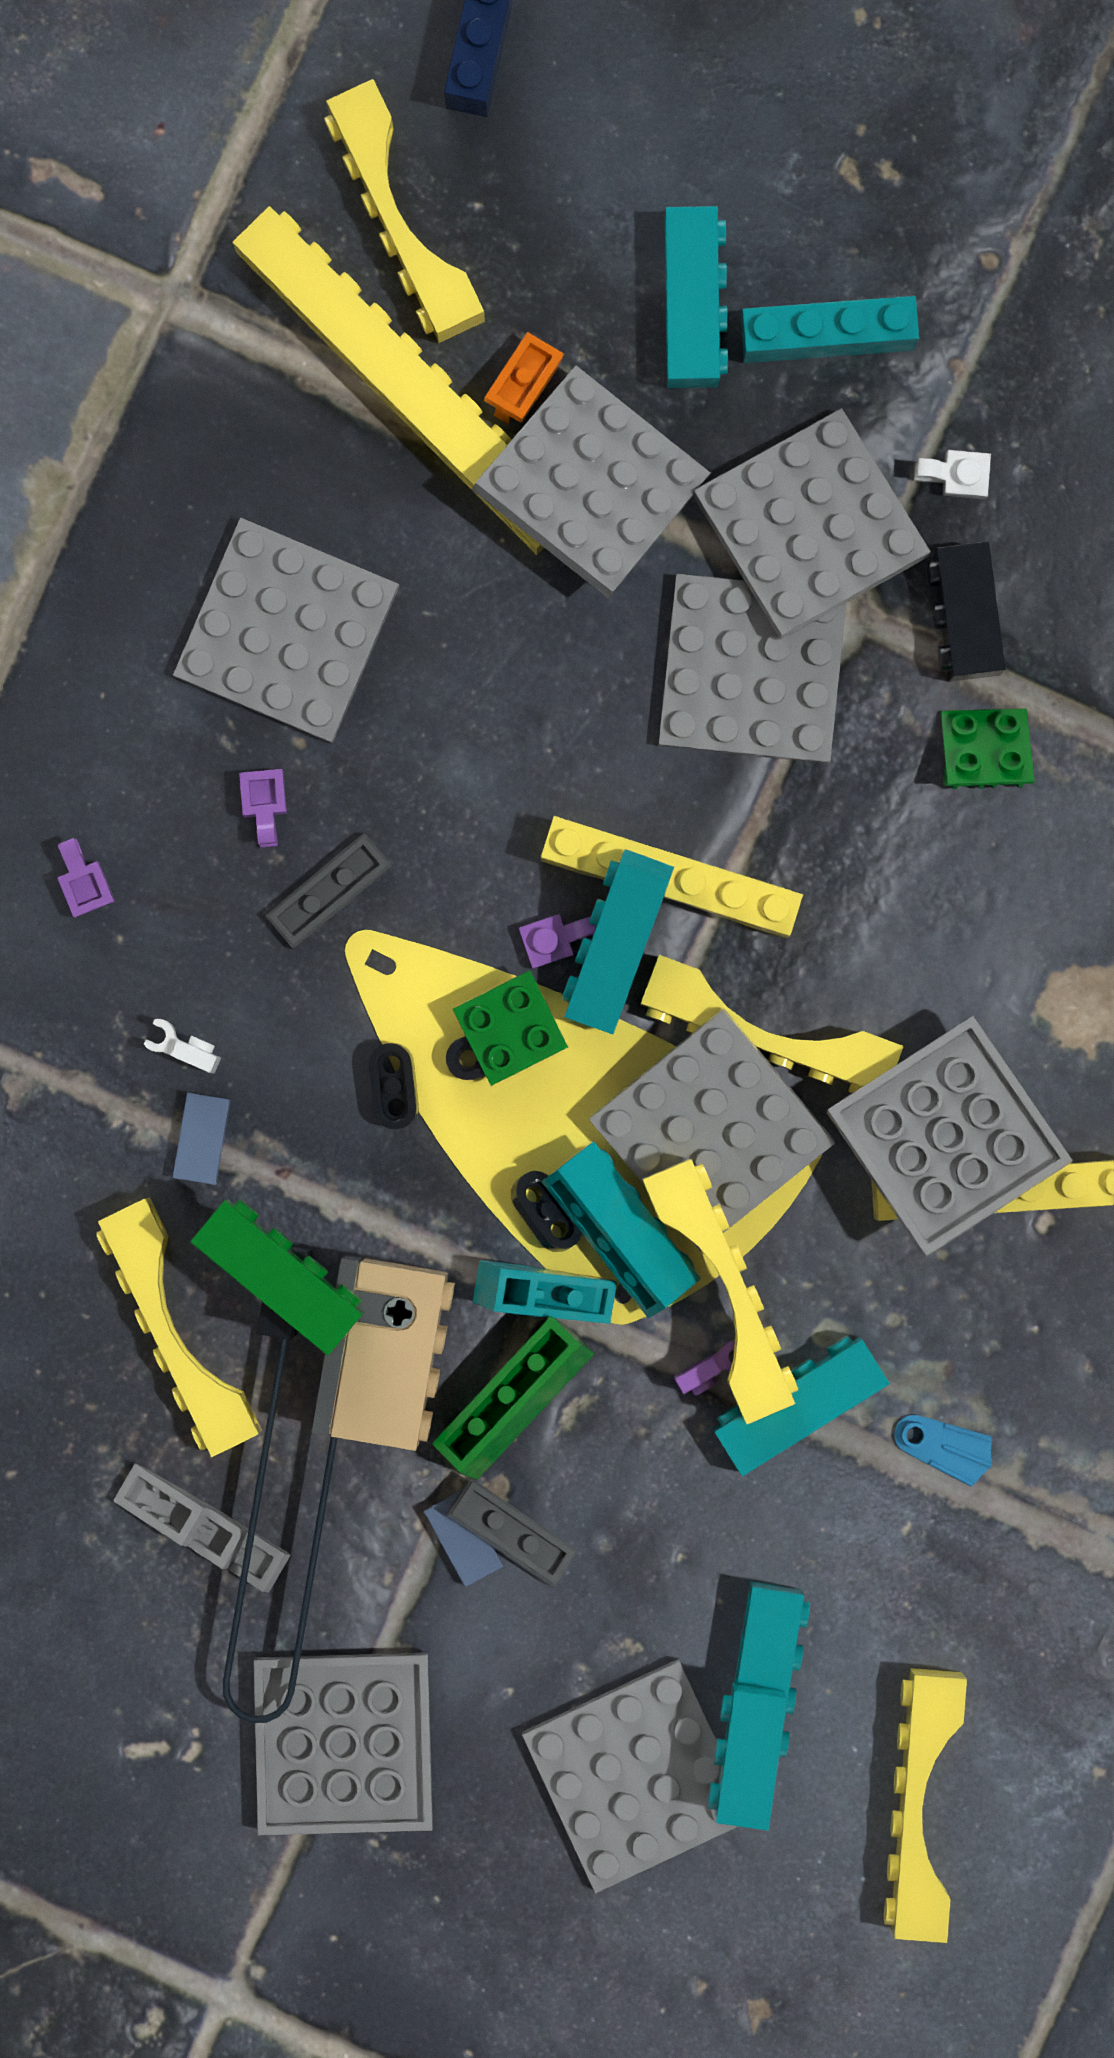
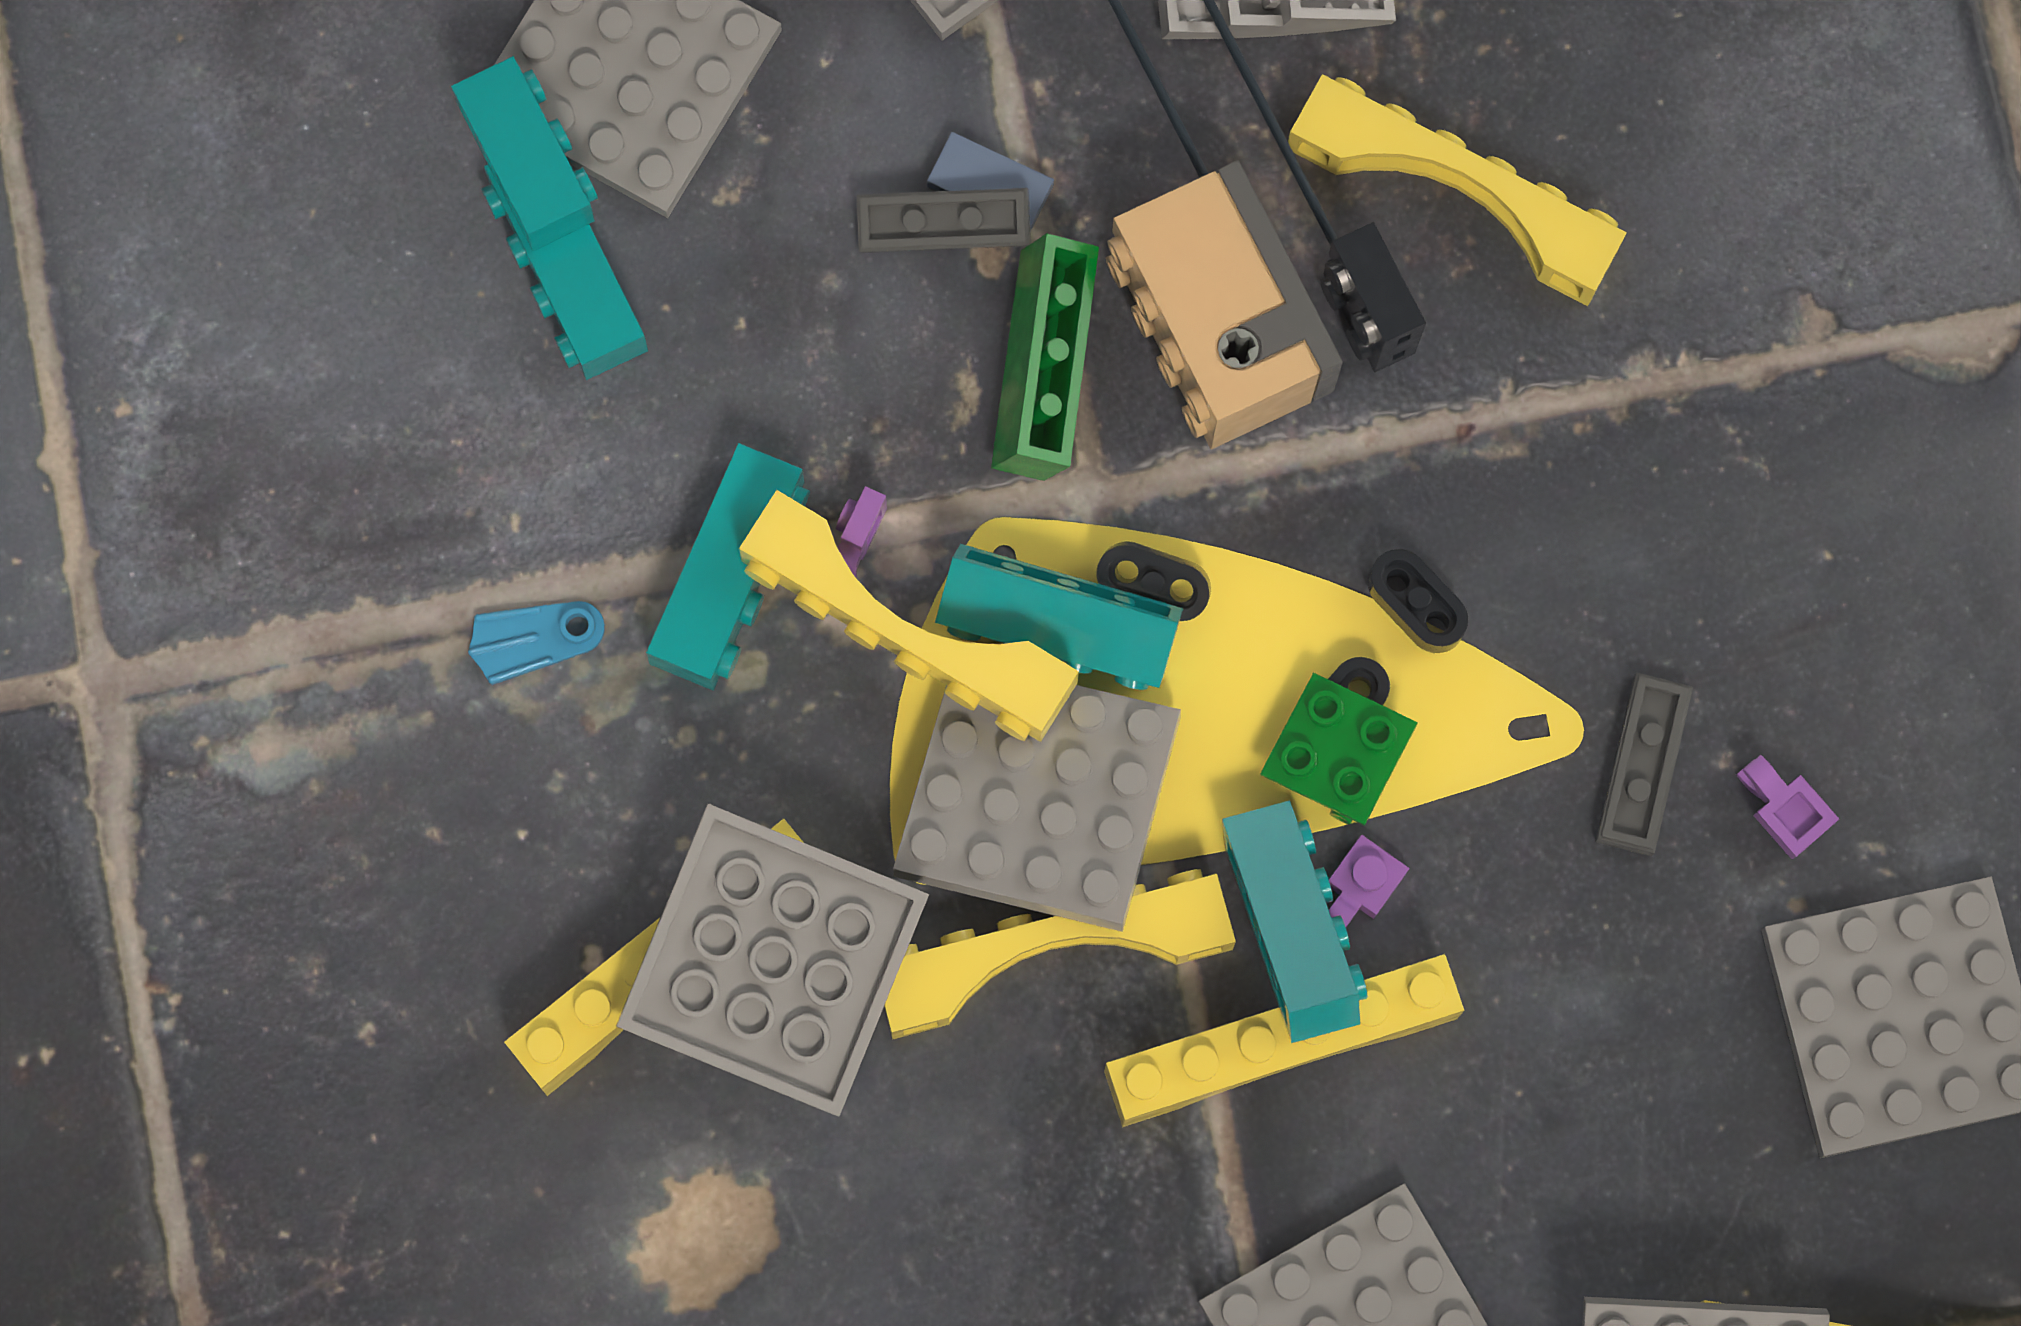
camera: 140 degrees right, 10 degrees down
(84, 885) = (1910, 580): medium lavender plate -> none
(194, 1052) = (1660, 483): white plate -> none
(201, 1138) = (1580, 403): sand blue tile -> none
(278, 1276) = (1397, 292): green brick -> none
(543, 1292) = (1094, 492): teal slope -> none
(933, 1715) = (234, 149): light yellow arch -> none

